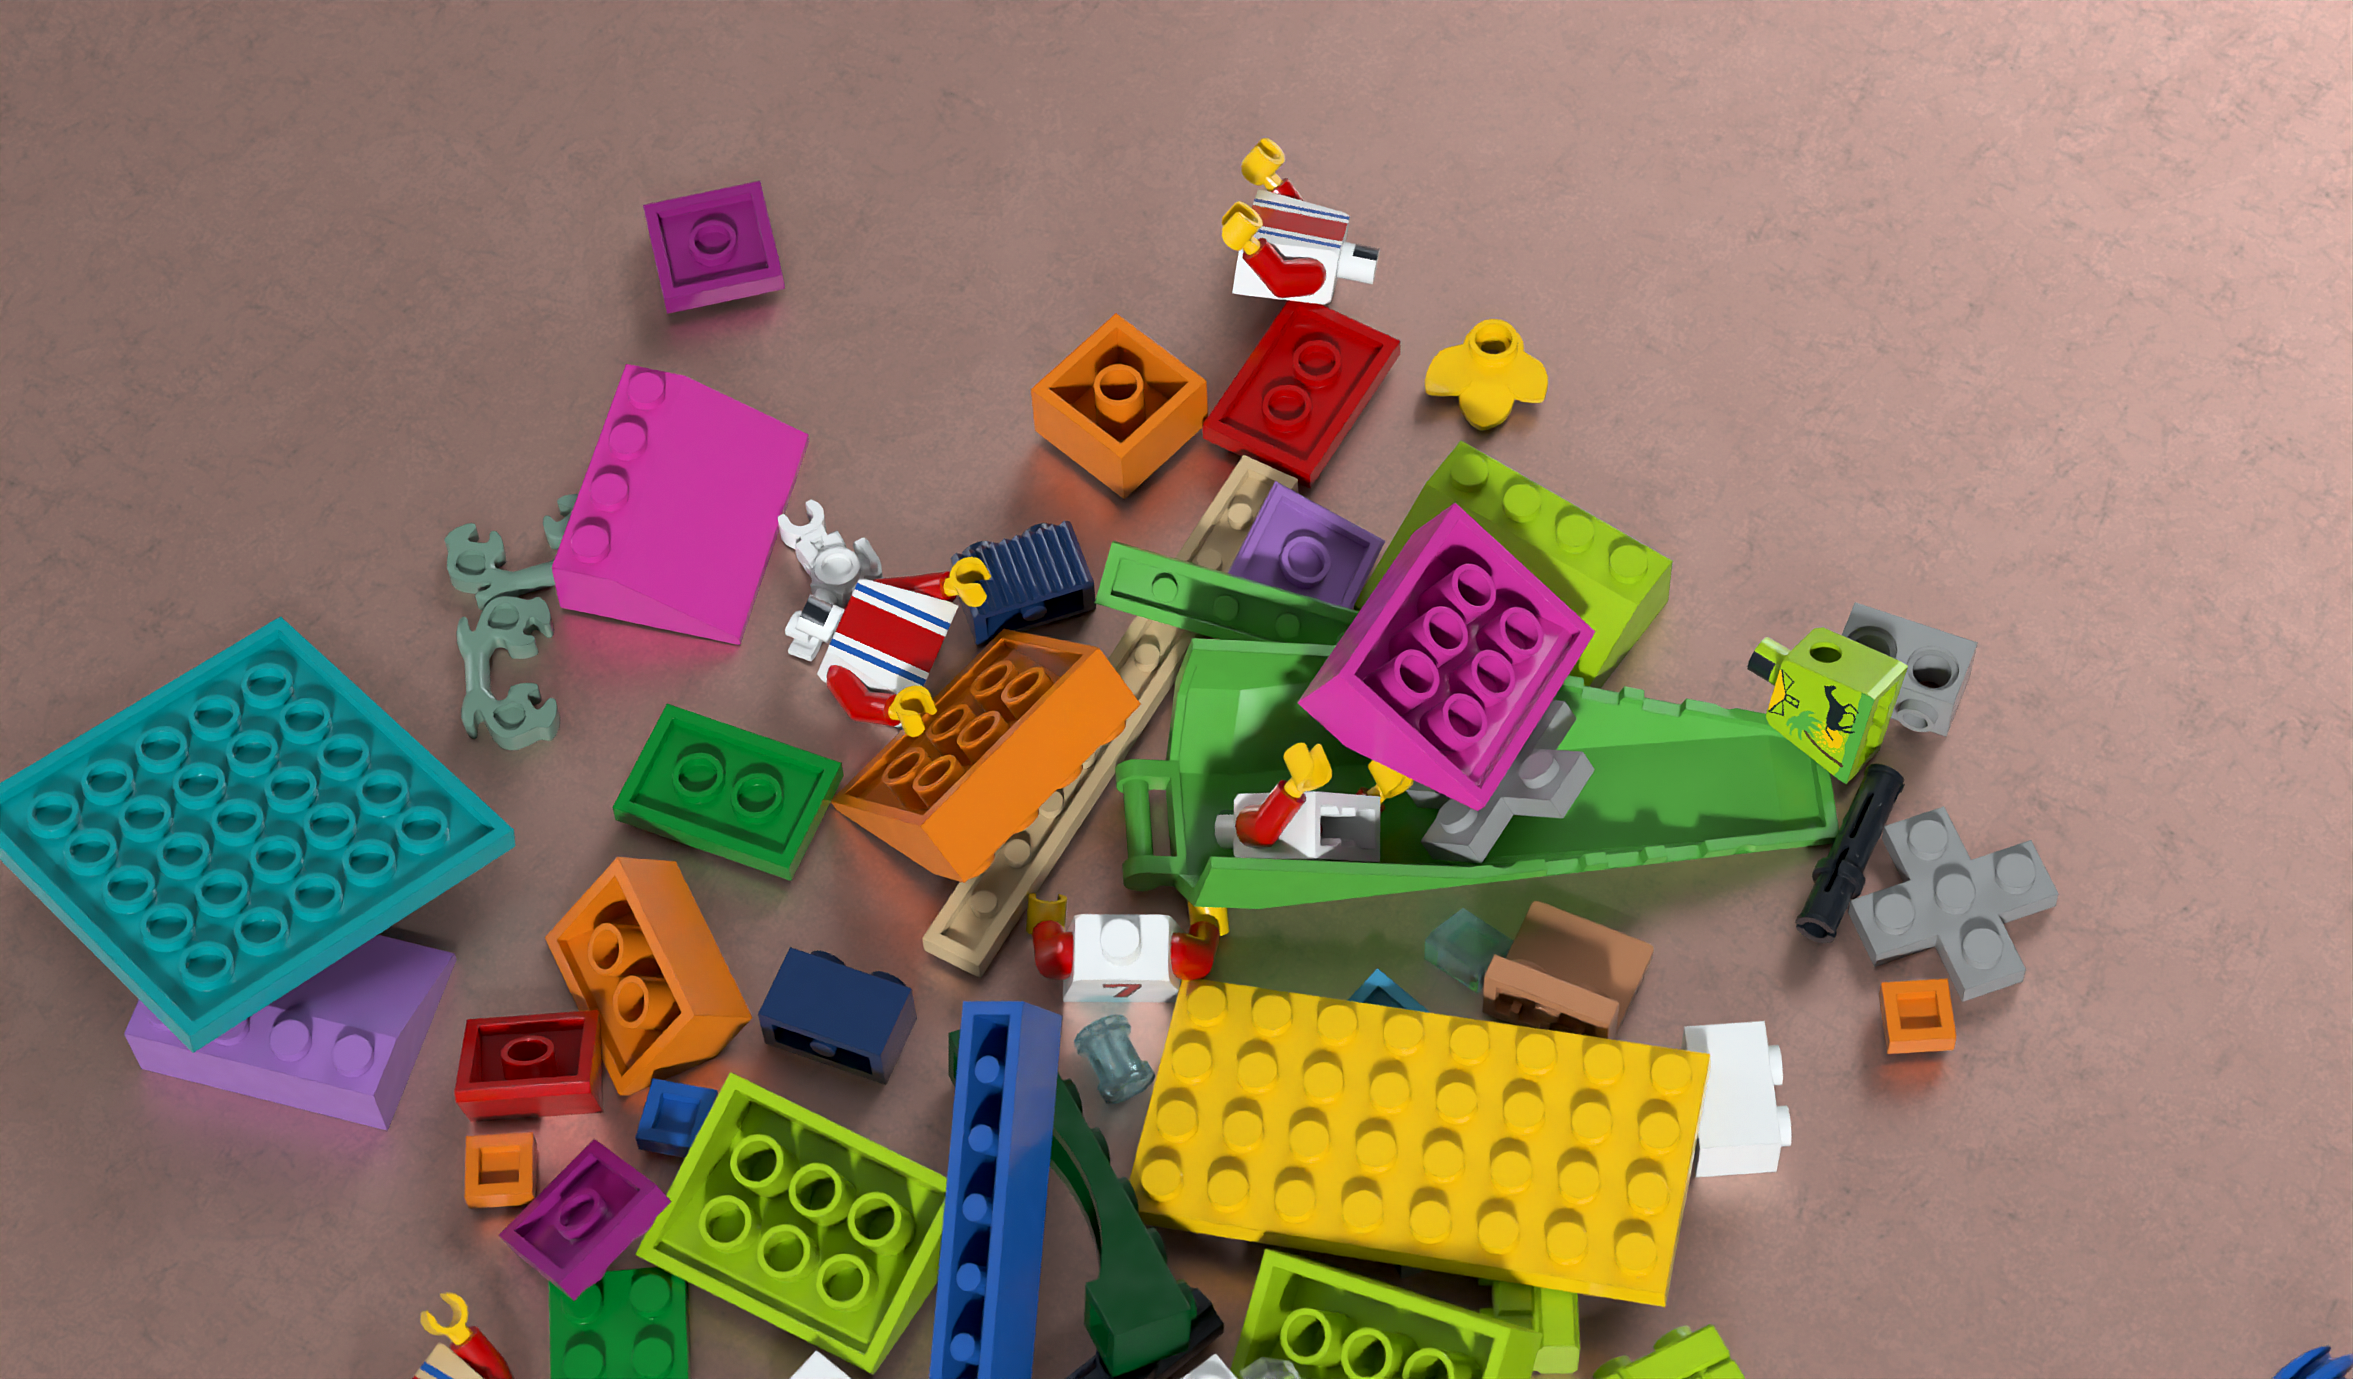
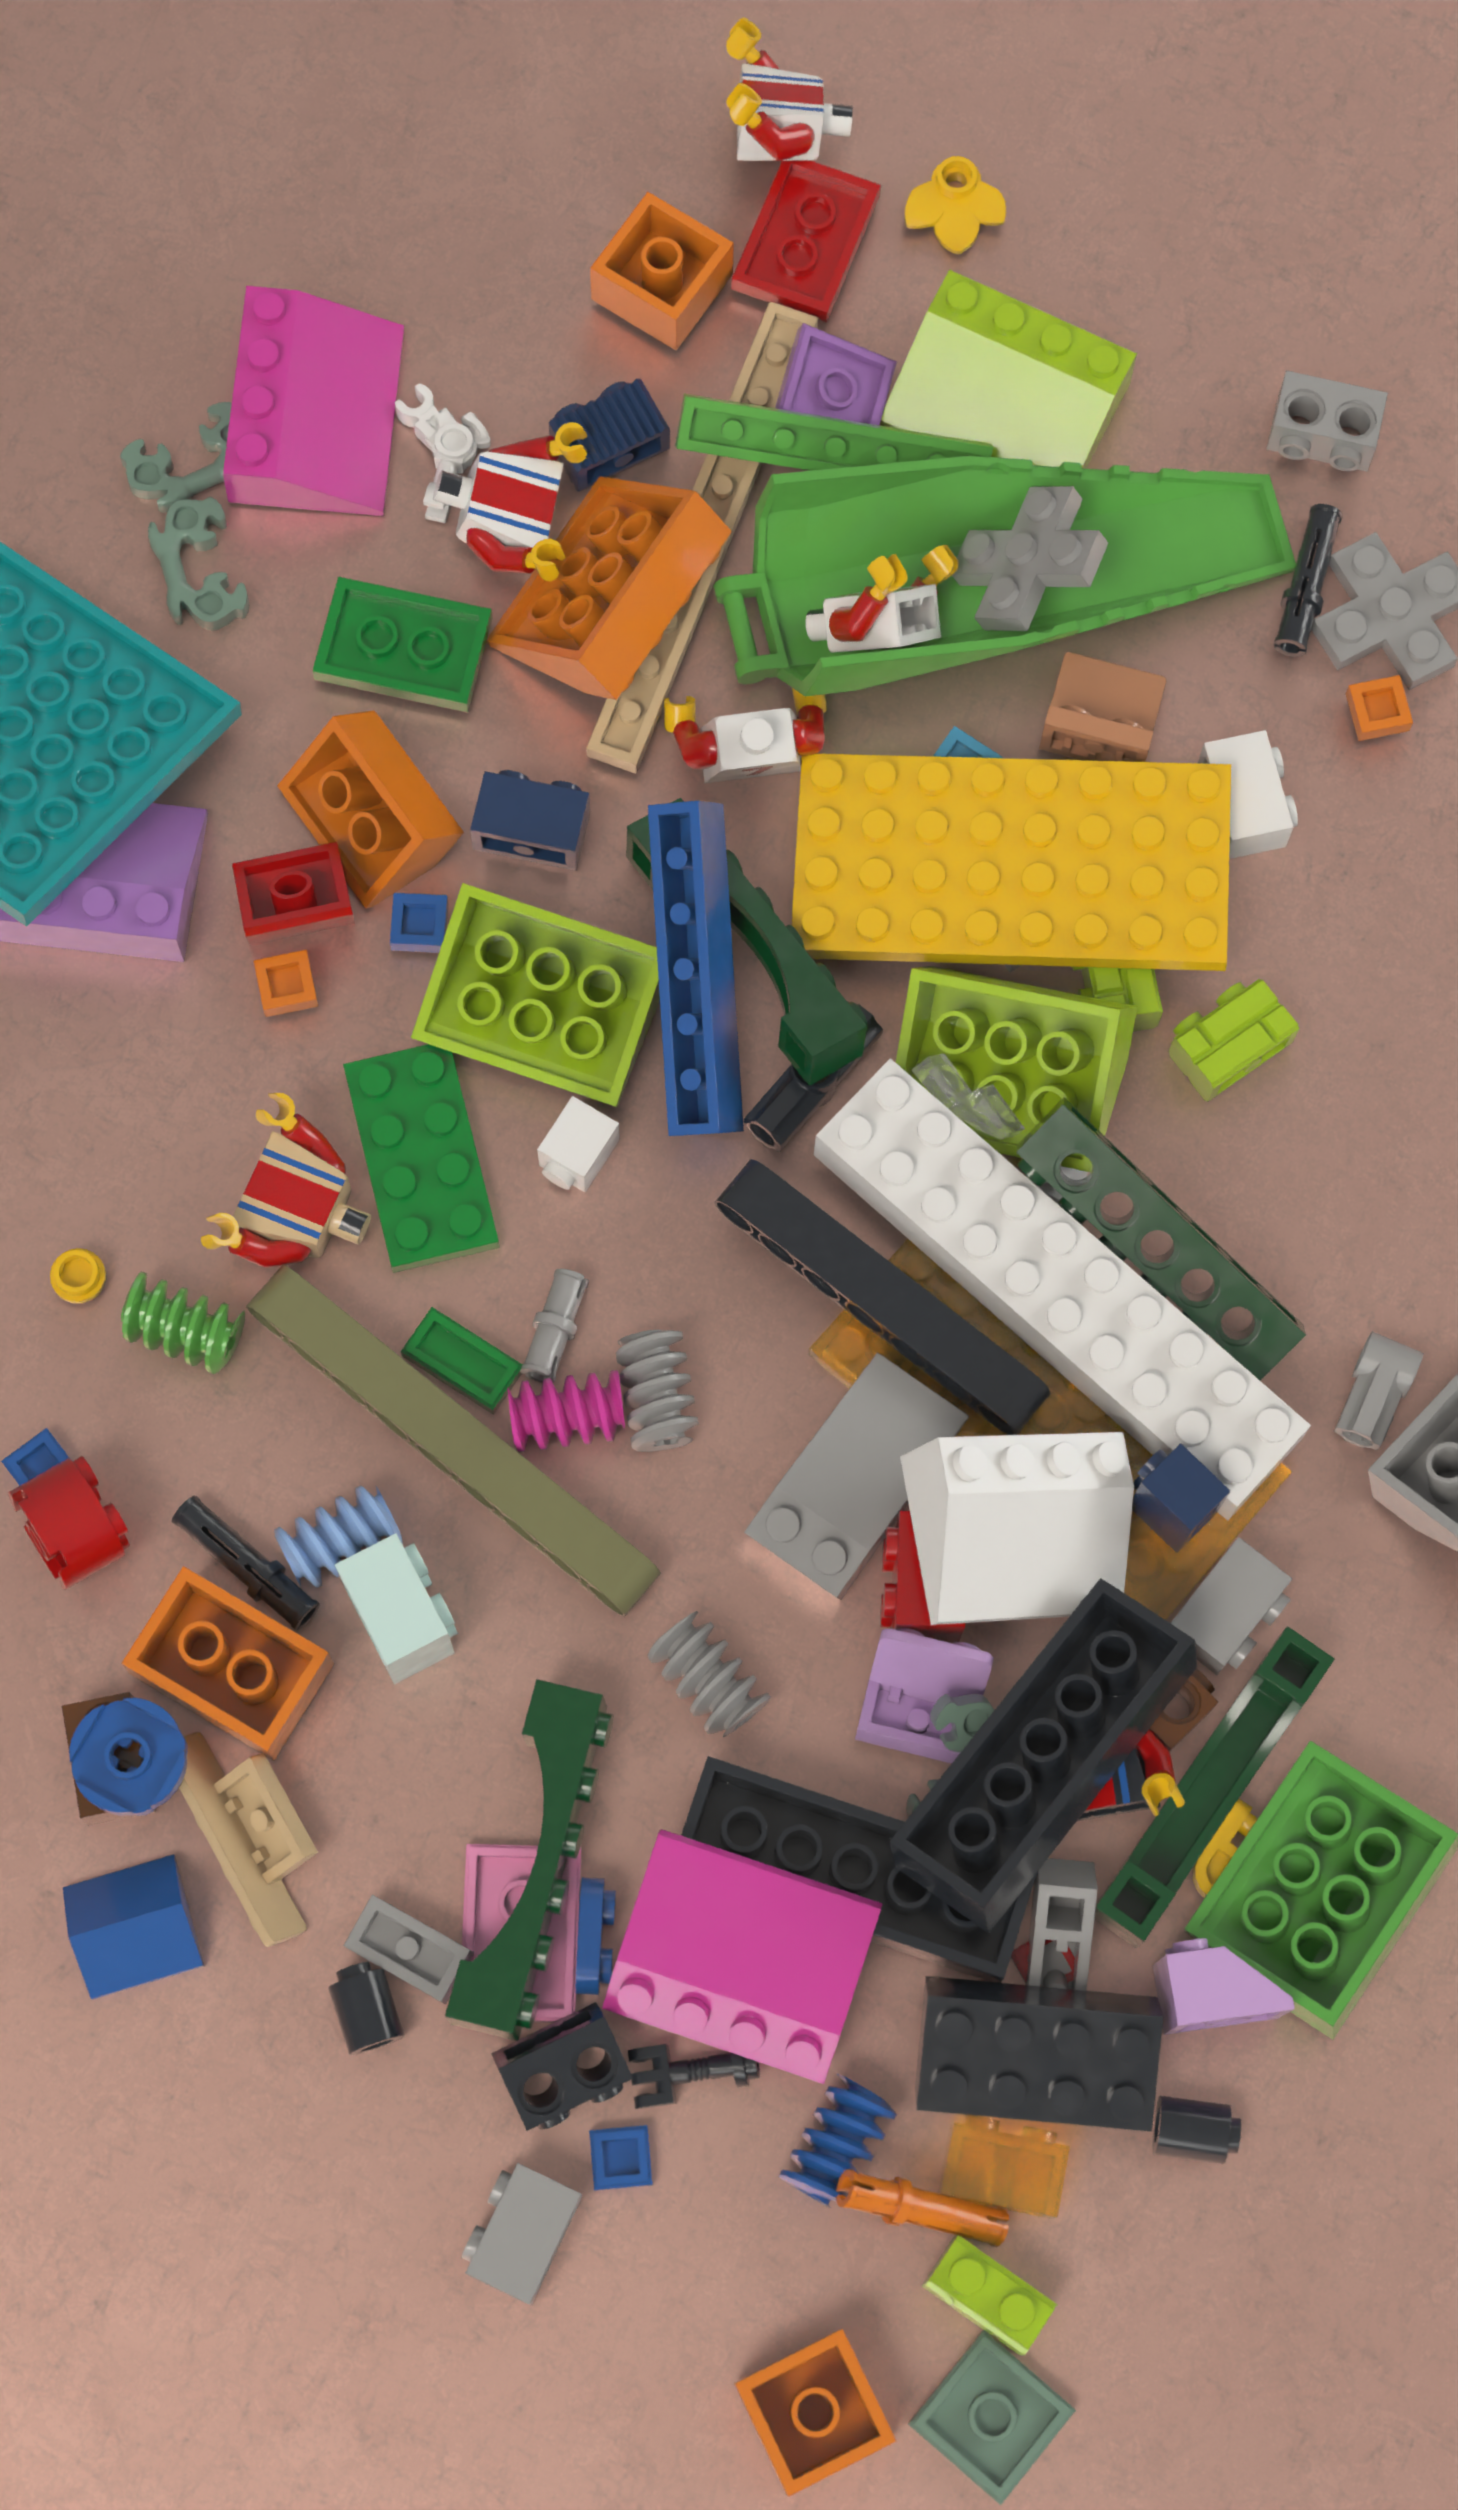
camera: 15 degrees left, 15 degrees up
(585, 1219) = (365, 1015): magenta plate -> none
(713, 247) = (291, 167): magenta plate -> none
(1114, 1058) = (757, 826): clear light blue bush -> none
(1449, 662) = (979, 466): dark pink slope -> none
(1465, 948) = (1019, 698): clear light blue slope -> none
(1830, 697) = (1277, 453): lime torso -> none

